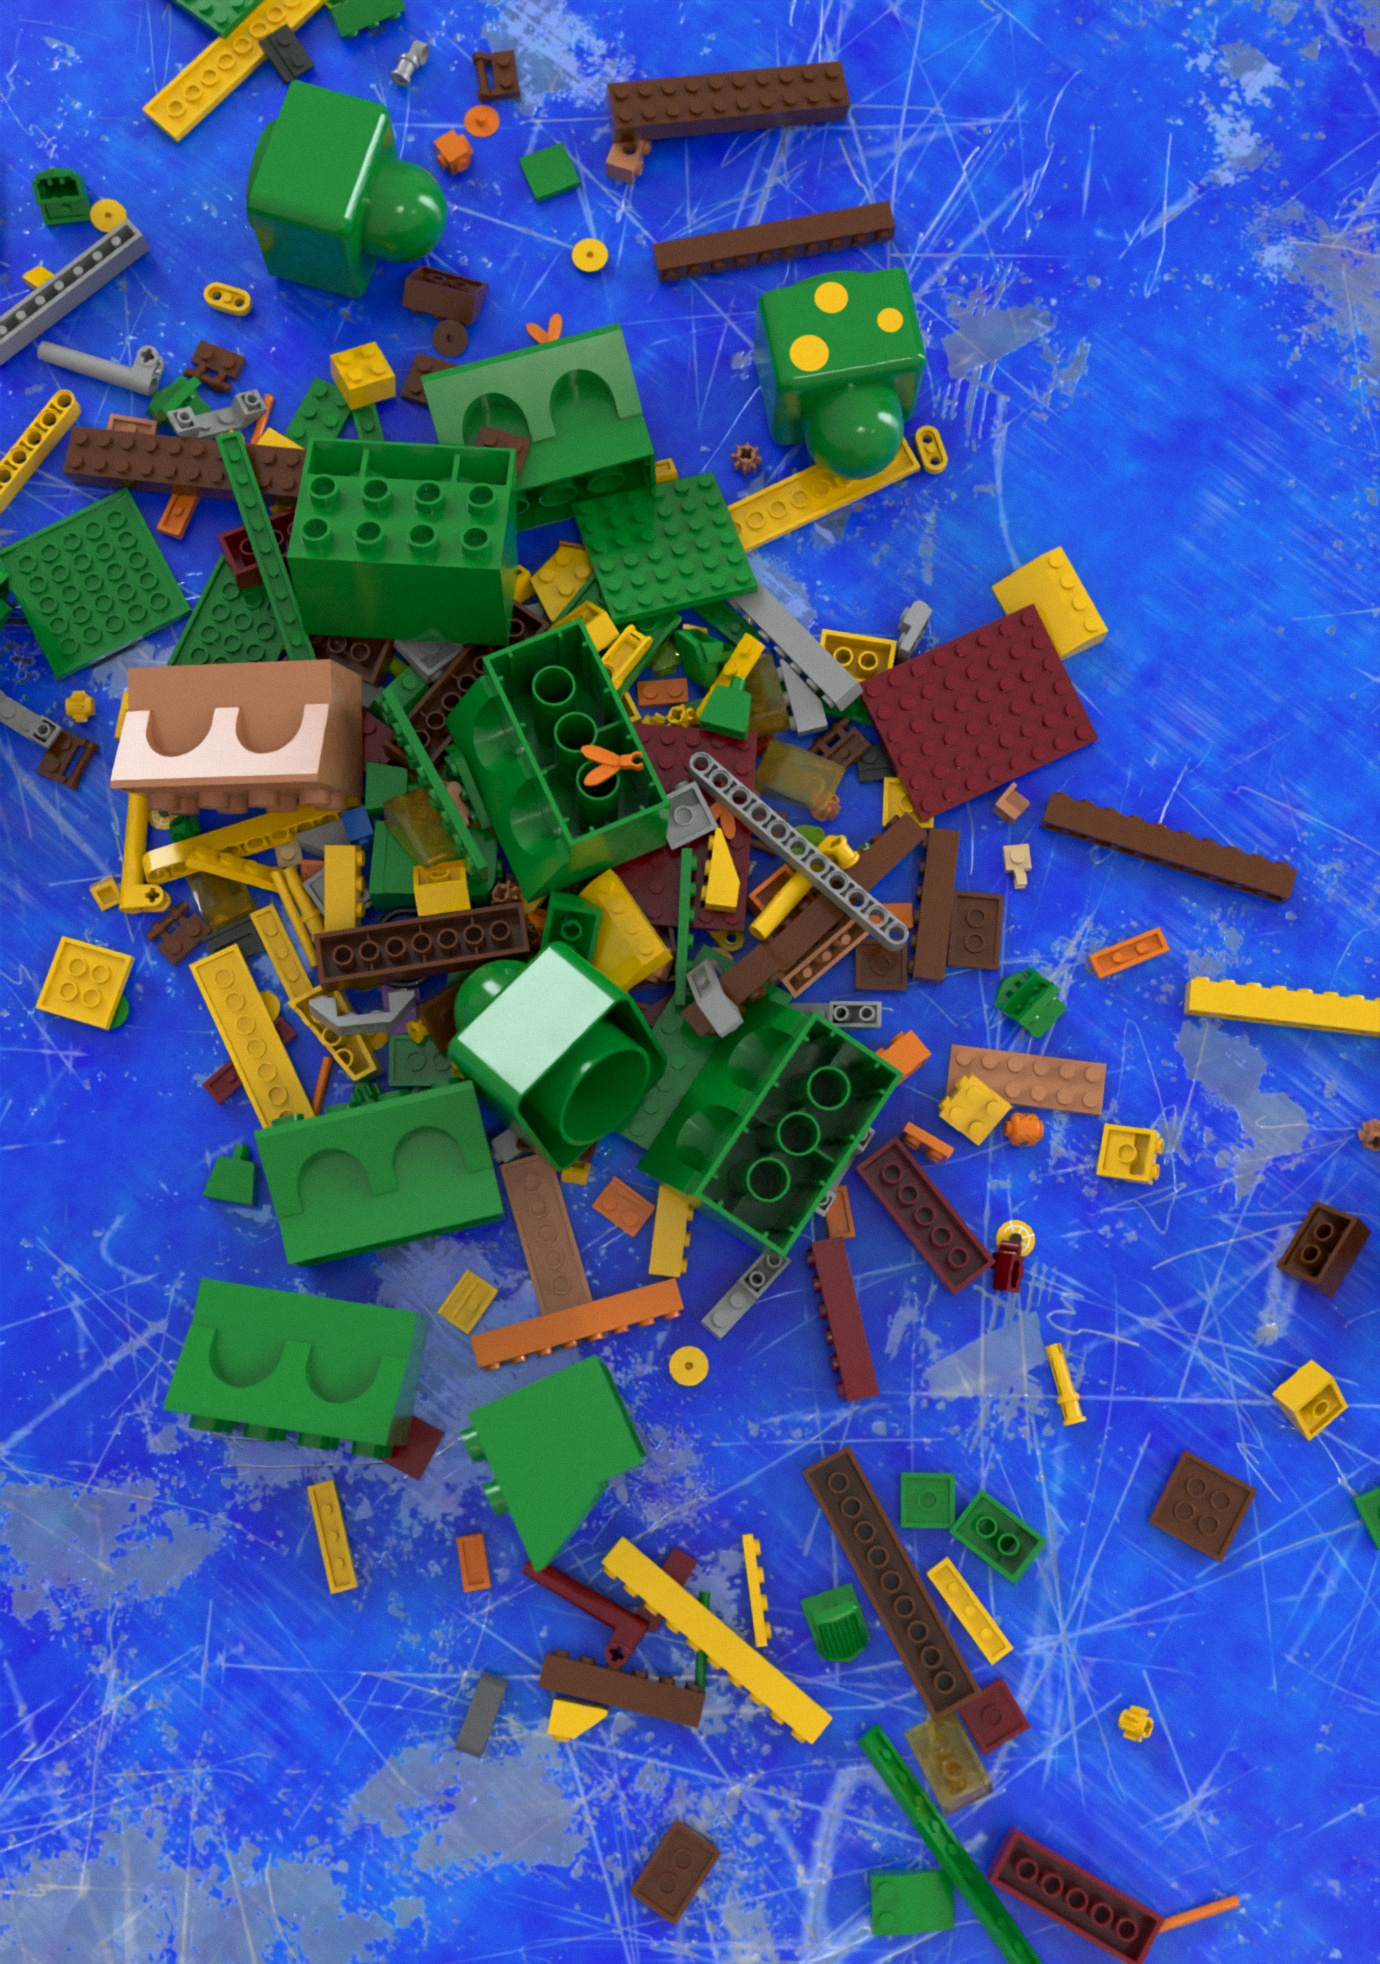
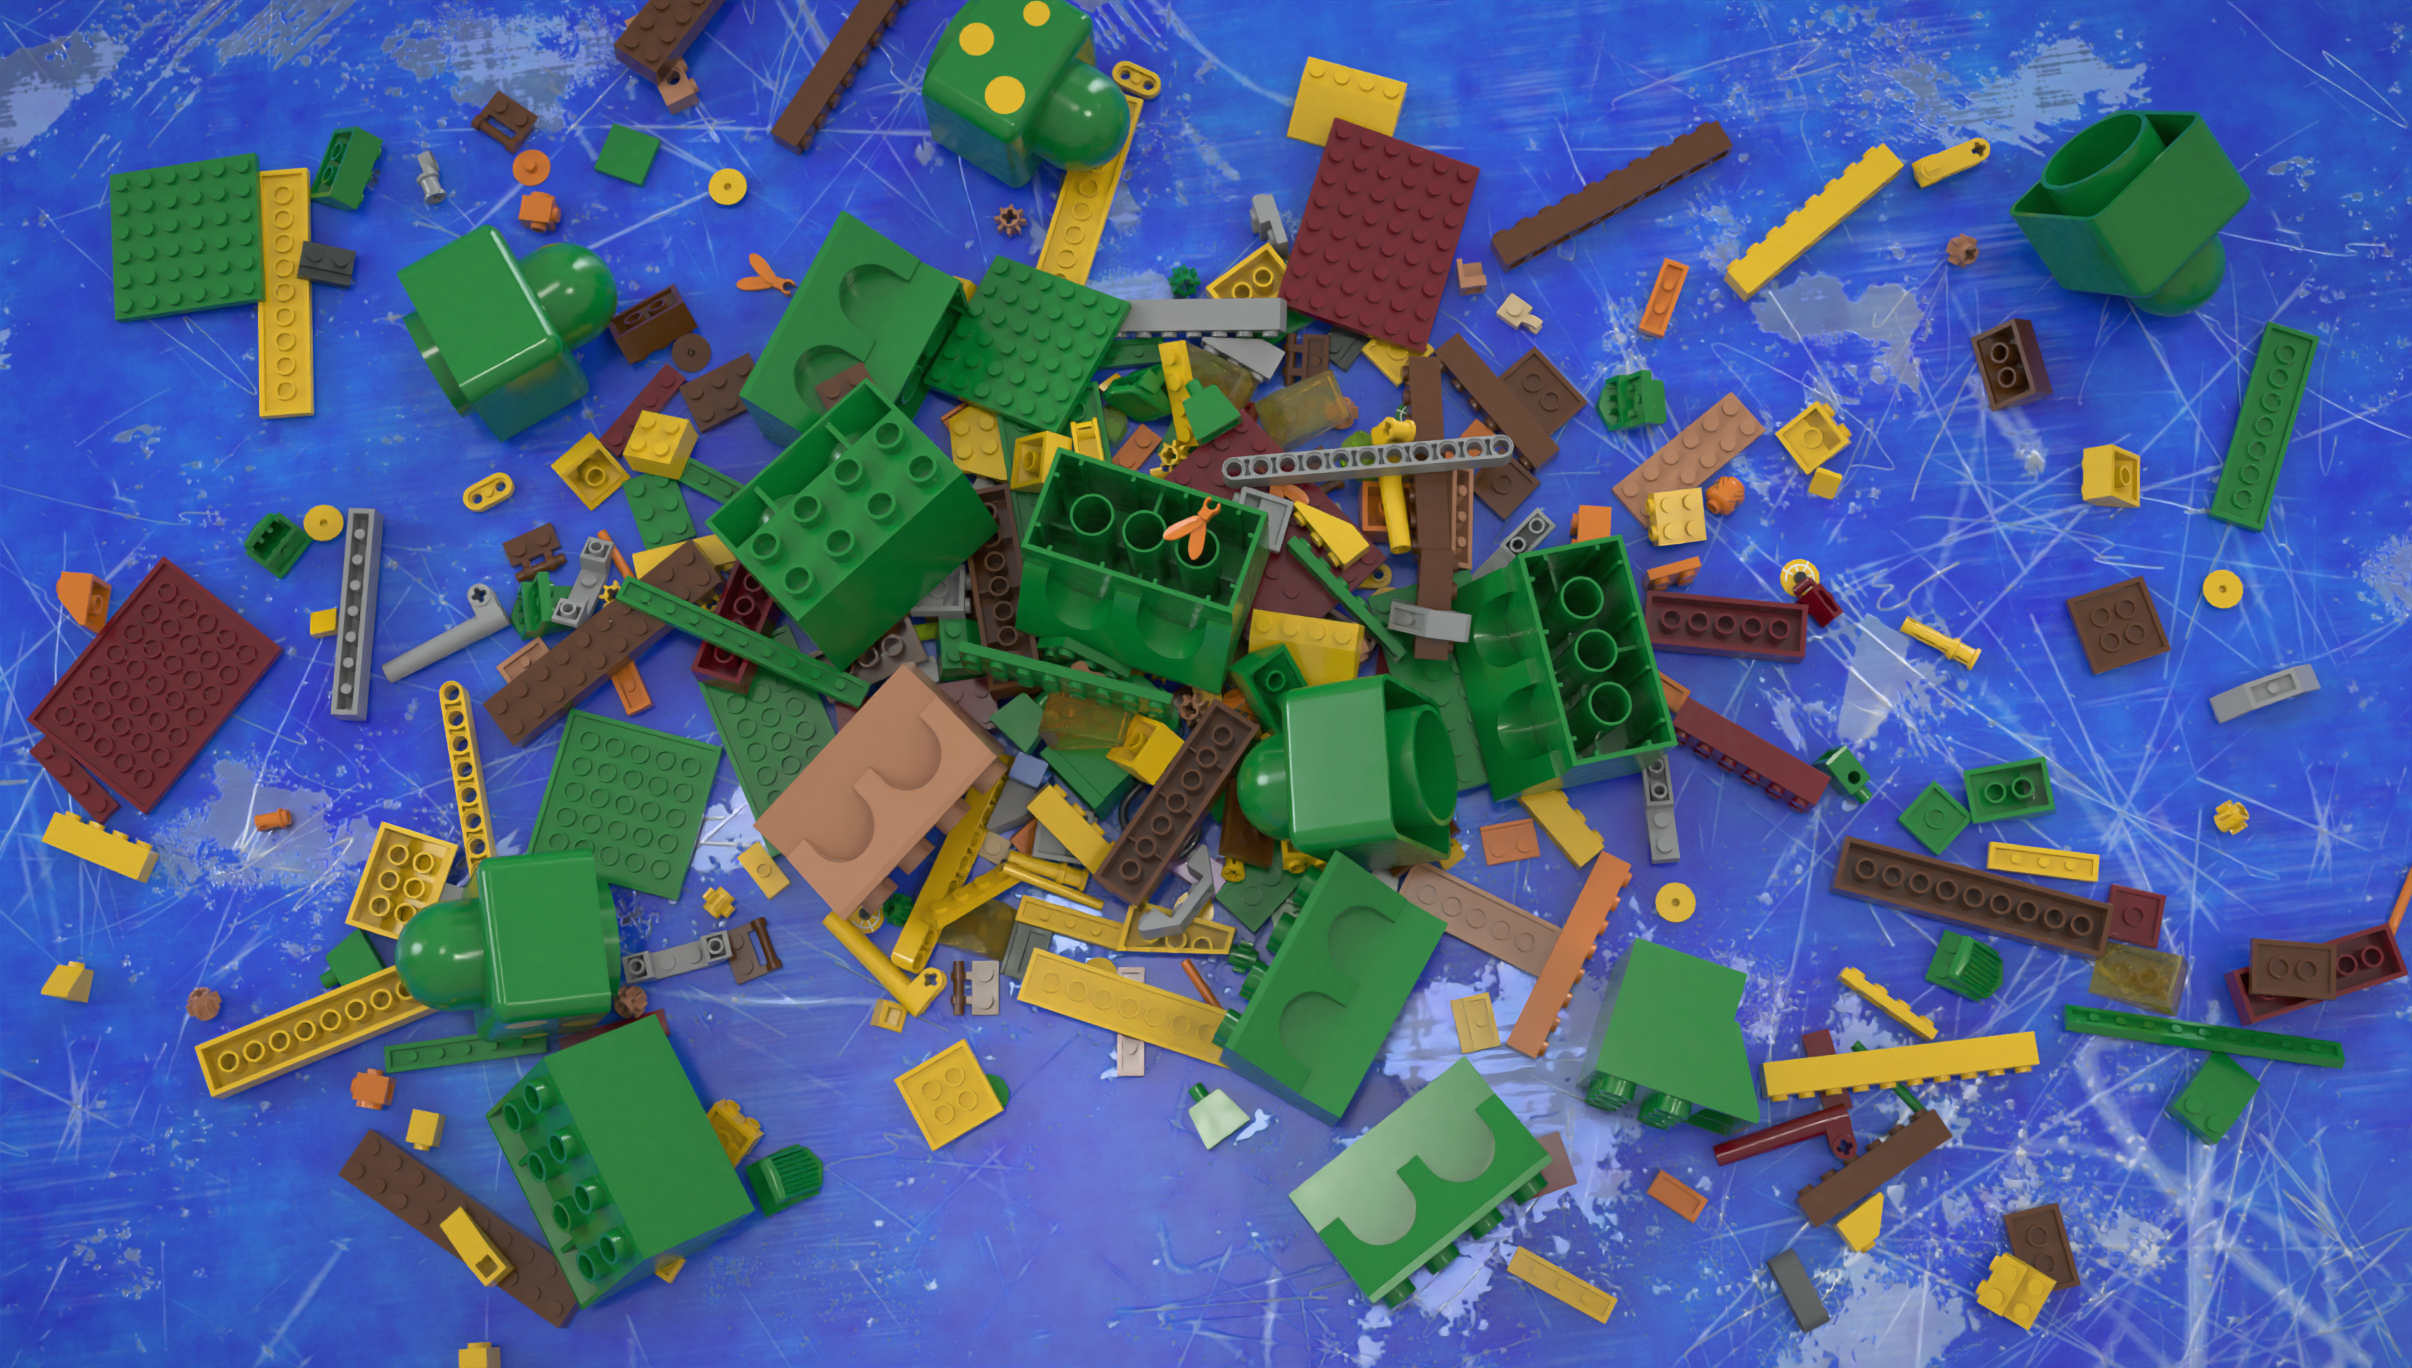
camera: 40 degrees left, 0 degrees up
(303, 349) = (590, 471): none -> yellow slope
(392, 343) = (651, 399): none -> dark red plate
(625, 1878) = (2015, 1290): none -> yellow plate
(820, 607) = (1184, 280): none -> green gear
(897, 1391) = (1839, 765): none -> green torso
(1058, 1876) = (2292, 969): none -> reddish brown plate
(1102, 1193) = (1825, 483): none -> yellow slope
(1256, 1663) = (2263, 692): none -> light grey slope
(1305, 1560) = (2222, 589): none -> yellow piece

